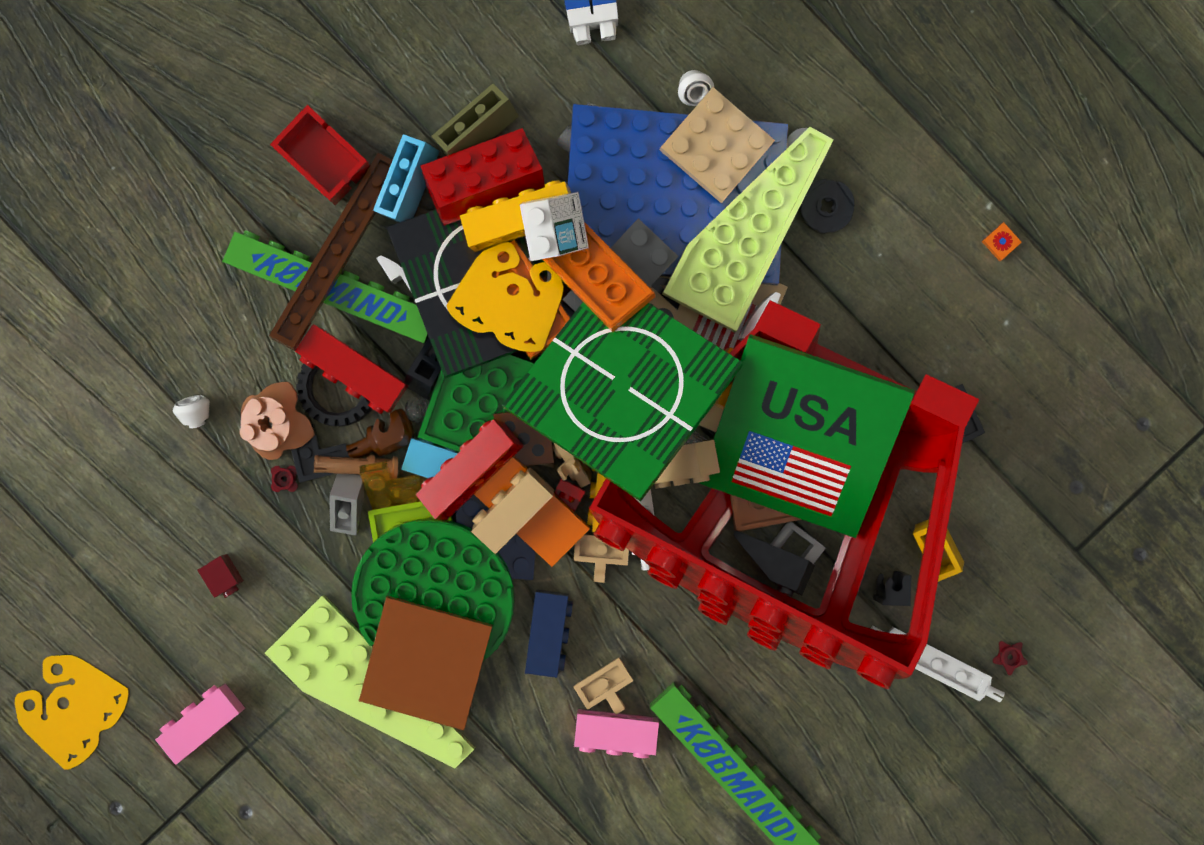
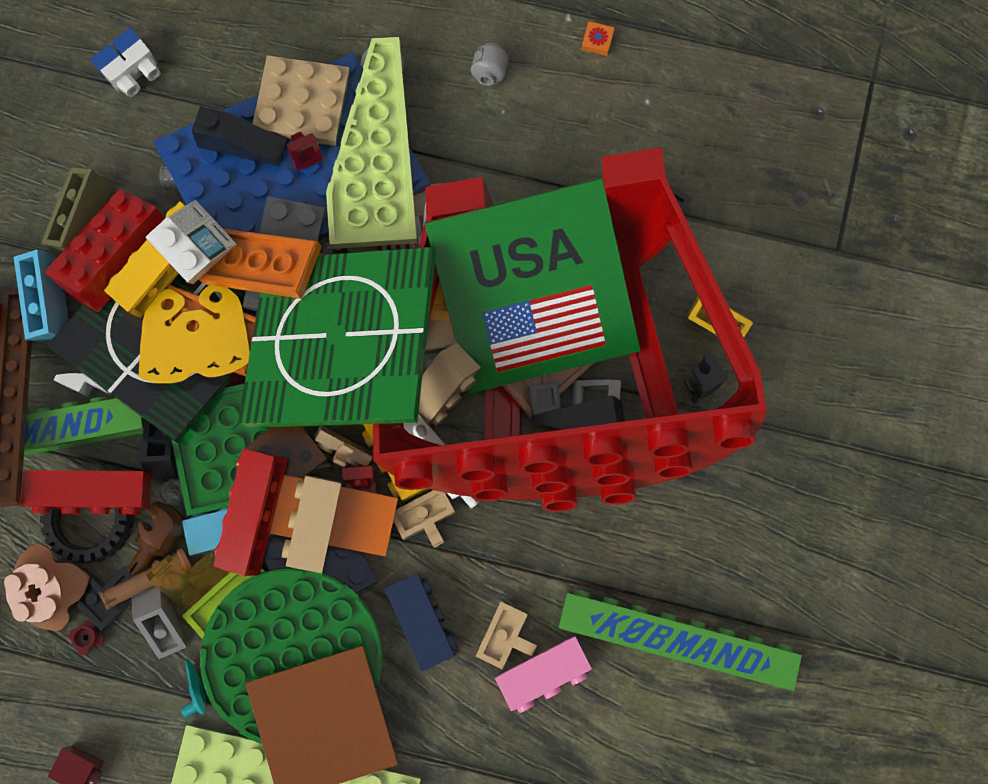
camera: 30 degrees left, 10 degrees down
(344, 574) = (196, 691): none -> teal bar
(644, 149) = (236, 137): none -> black slope
(692, 194) = (304, 150): none -> dark red tile
(694, 87) = (251, 68): white cone -> none
(755, 522) = (543, 398): none -> dark grey tile
(842, 209) = (436, 112): black plate -> none
(894, 208) = (489, 63): none -> light grey head
(954, 672) = (807, 421): white plate -> none
(1017, 656) = (853, 373): dark red plate -> none

